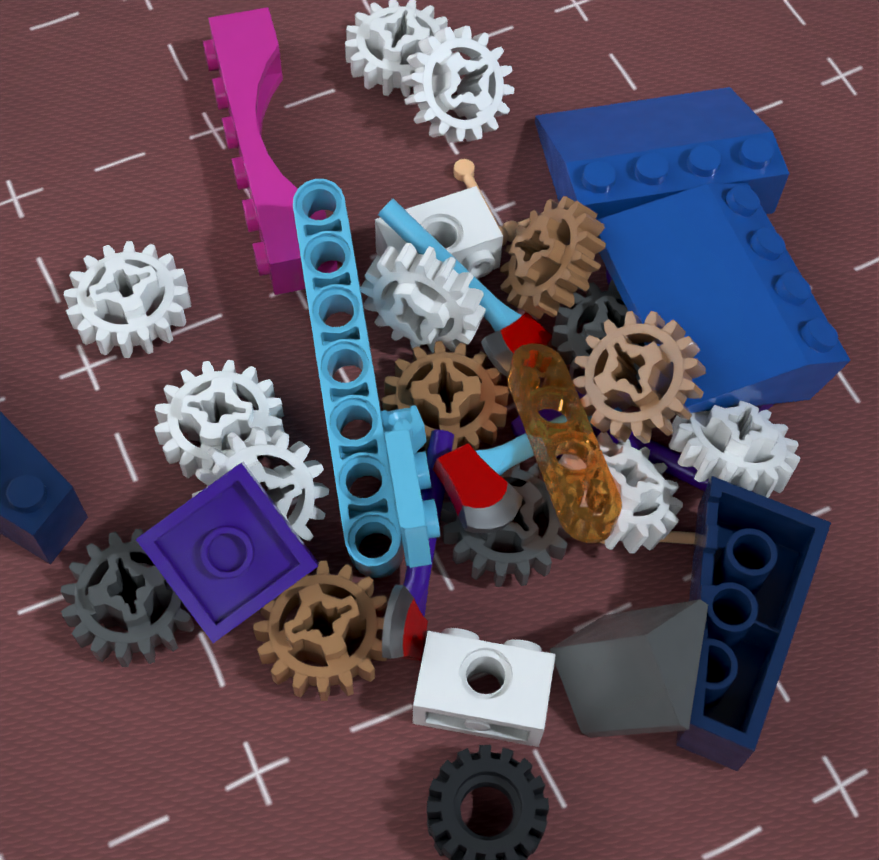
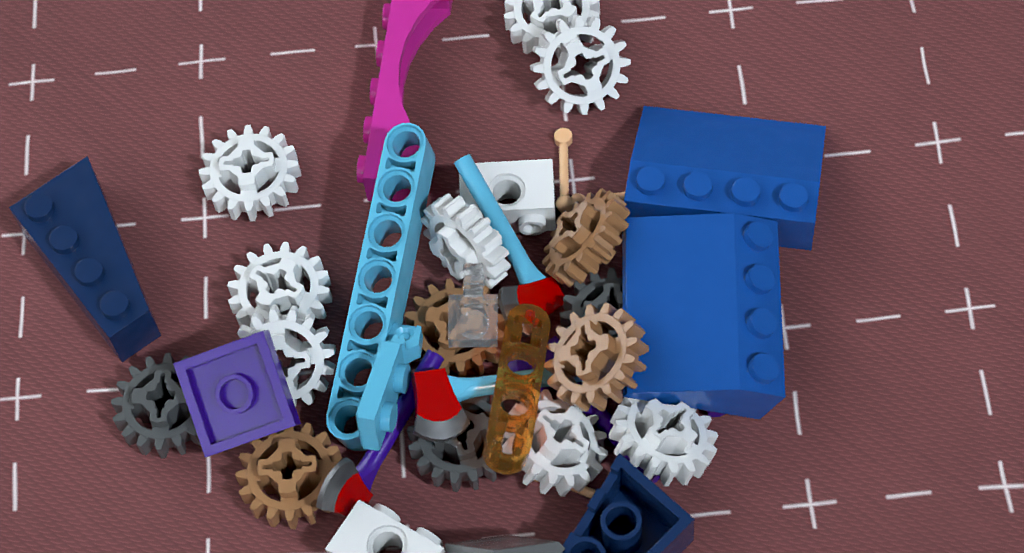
camera: 30 degrees right, 0 degrees up
(472, 373) = (473, 314): none -> clear plate

